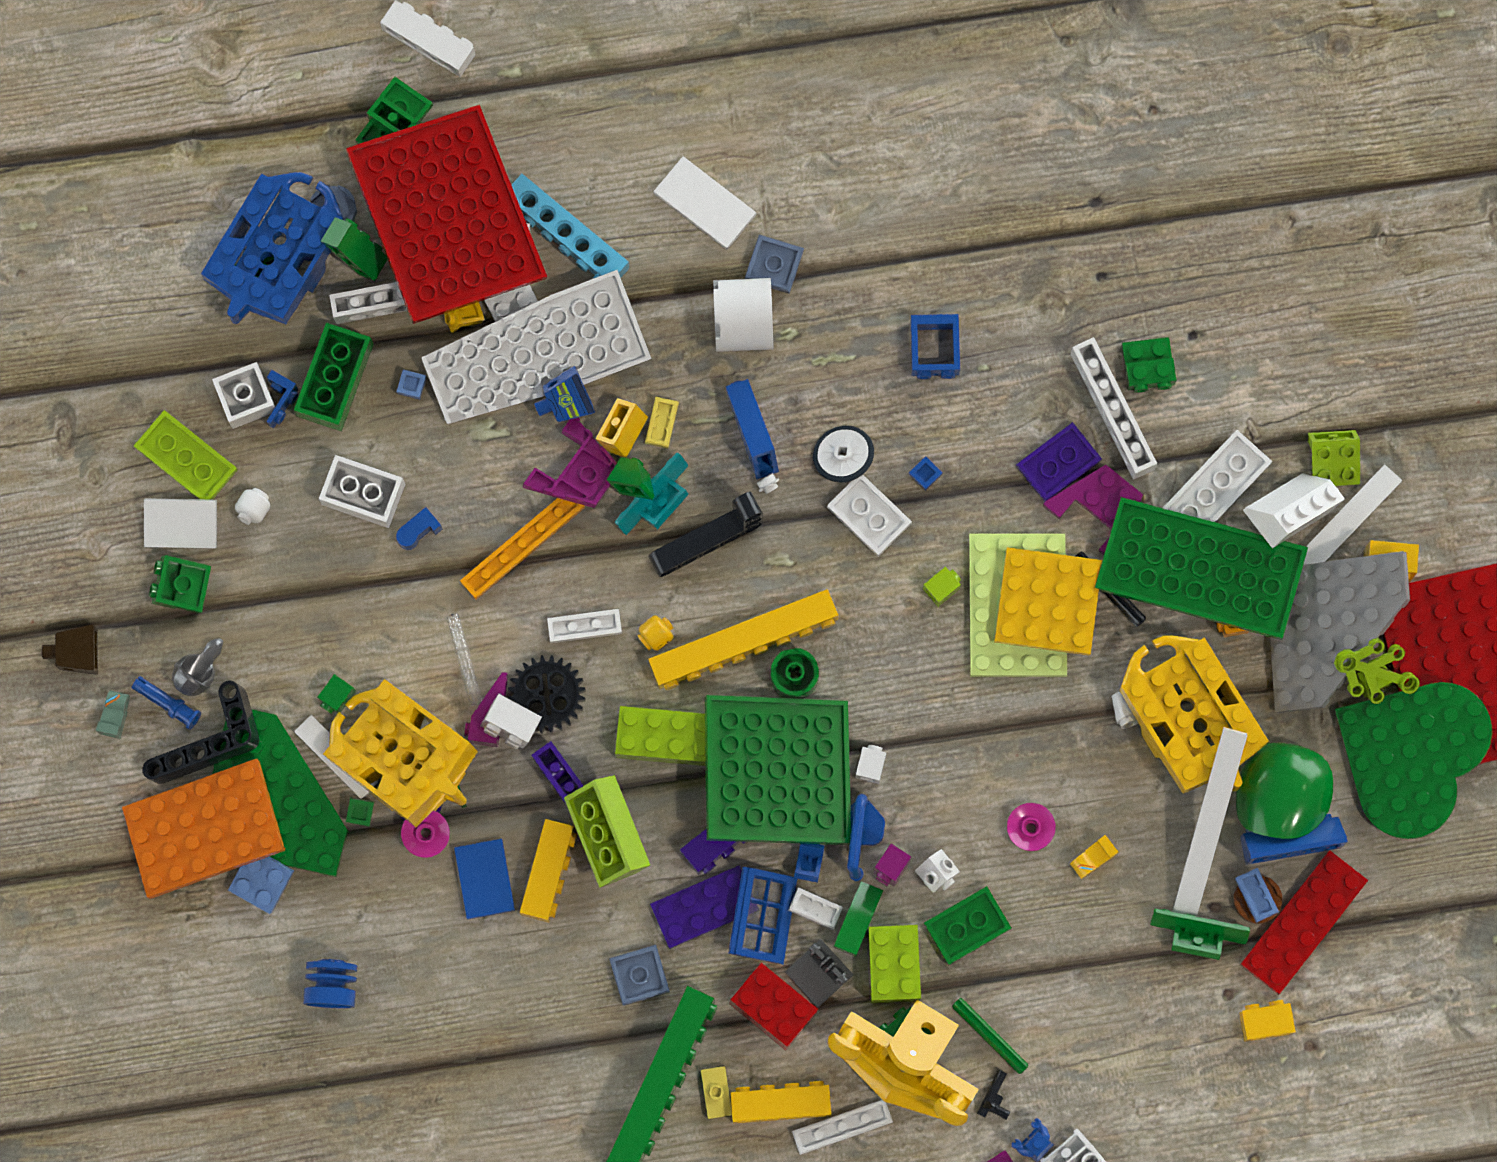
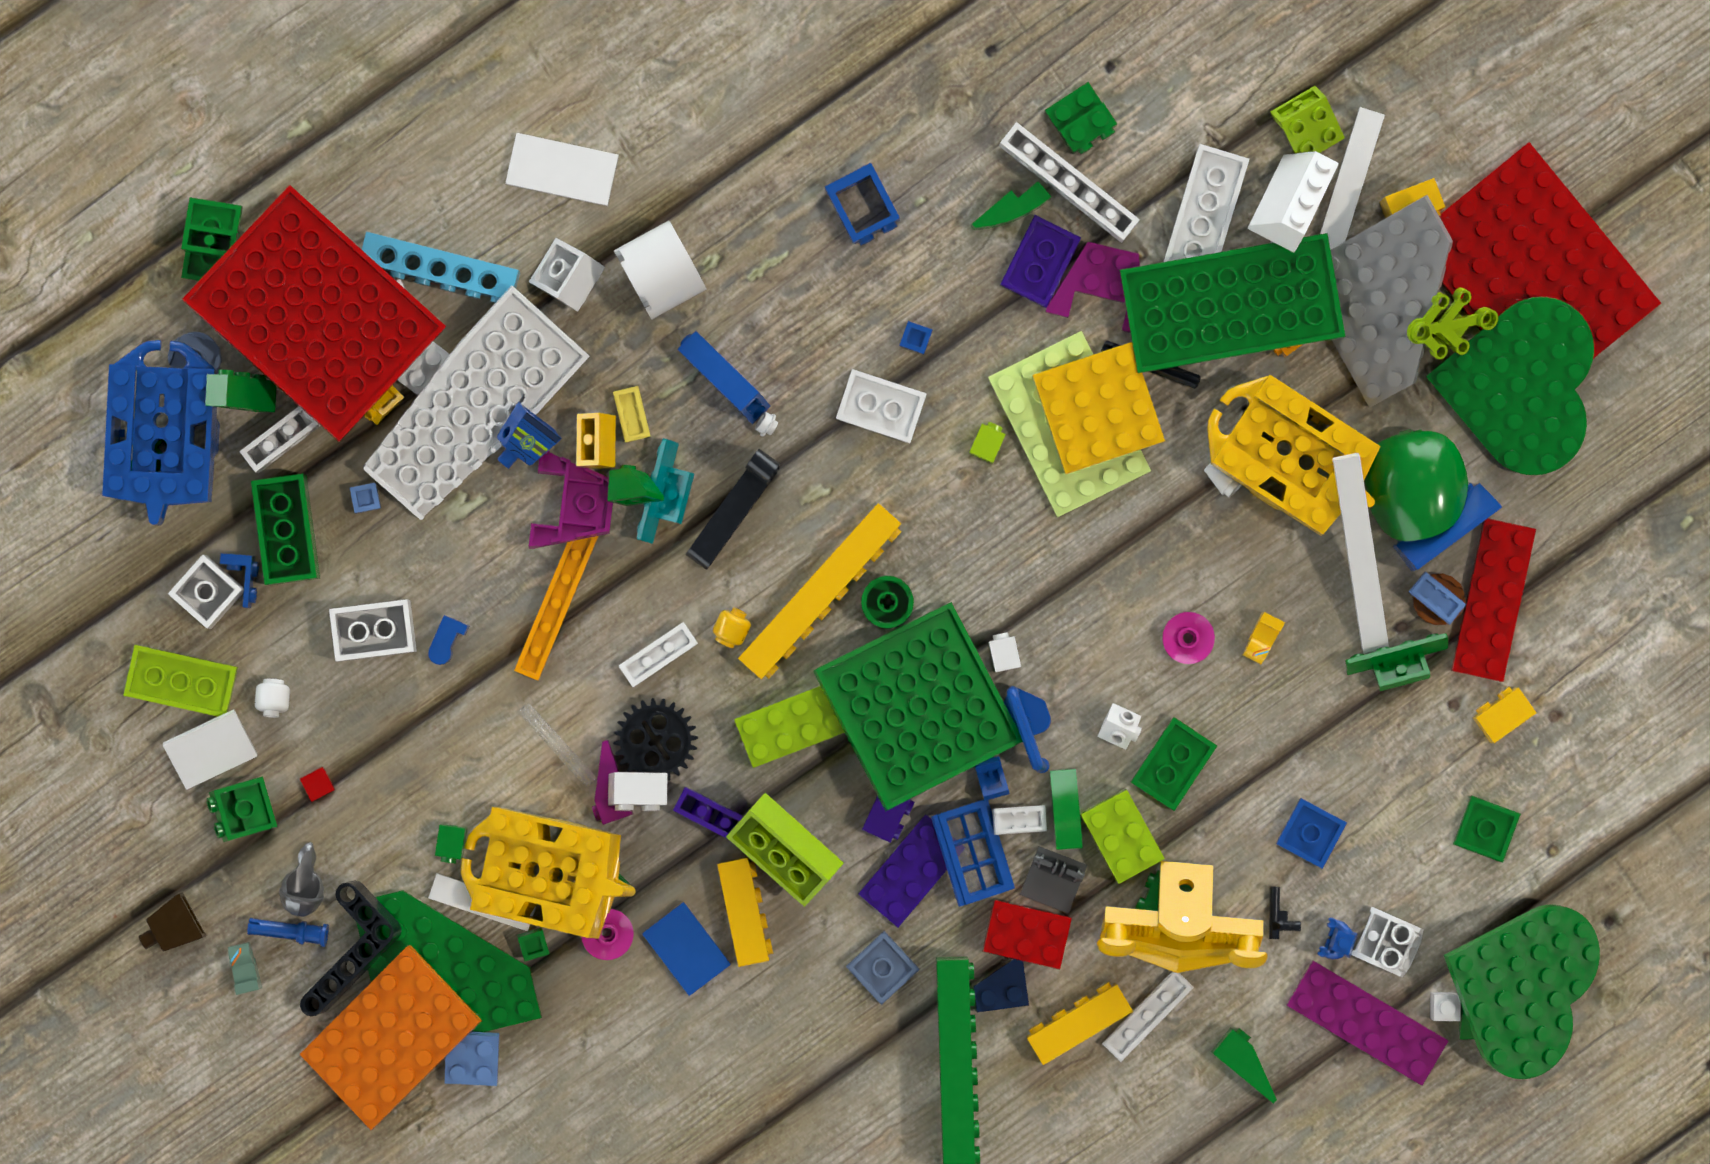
camera: 30 degrees left, 10 degrees up
(252, 595) = (317, 784): none -> red tile
(330, 984) = (592, 1126): blue wheel -> none
(428, 38) = (199, 136): white brick -> none
(666, 286) = (567, 274): none -> white slope
(716, 1092) = (1012, 1042): light yellow plate -> none
(731, 1043) = (1002, 988): none -> dark blue wing
(775, 261) = (662, 198): sand blue plate -> none
(838, 467) = (829, 374): white wheel -> none
(891, 866) = (1074, 744): magenta brick -> none
(990, 1036) = (1246, 858): green axle -> none
(1055, 1041) = (1311, 833): none -> blue plate
(1056, 408) = (1012, 208): none -> green slope
(1206, 1112) = (1486, 829): none -> green tile

